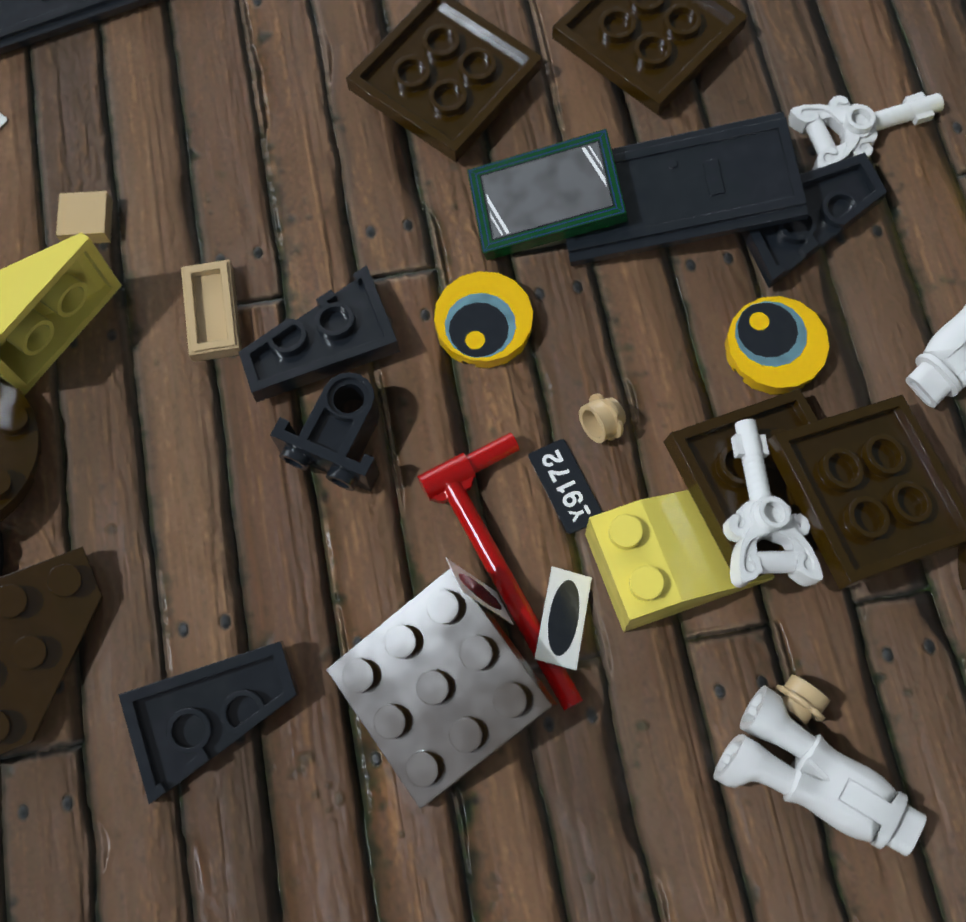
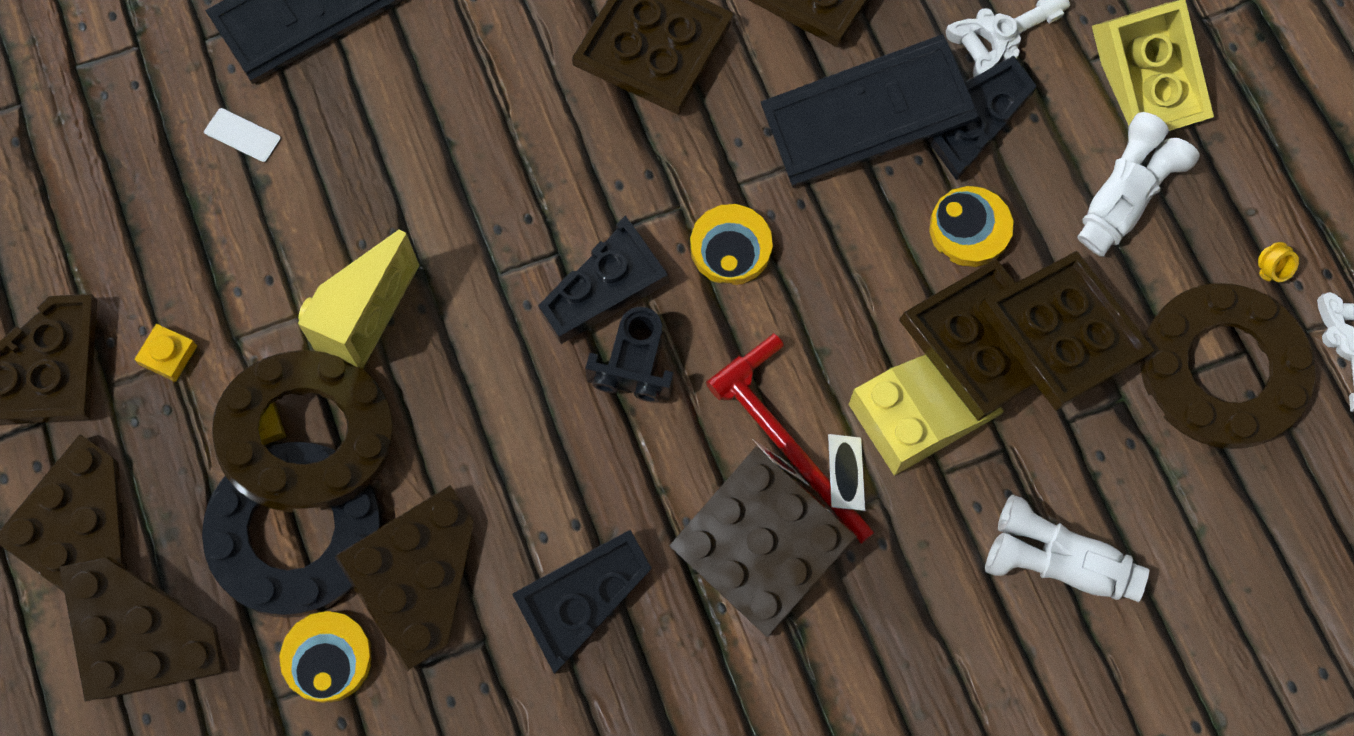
camera: 15 degrees left, 0 degrees up
(86, 214) = (374, 213): tan tile -> none
(211, 310) = (502, 274): tan tile -> none
(547, 195) = (762, 132): tile -> none
(565, 485) = (825, 368): black sticker -> none
(602, 418) = (845, 309): tan plate -> none
(766, 519) = (990, 366): white piece -> none
(802, 700) = (1042, 500): tan plate -> none

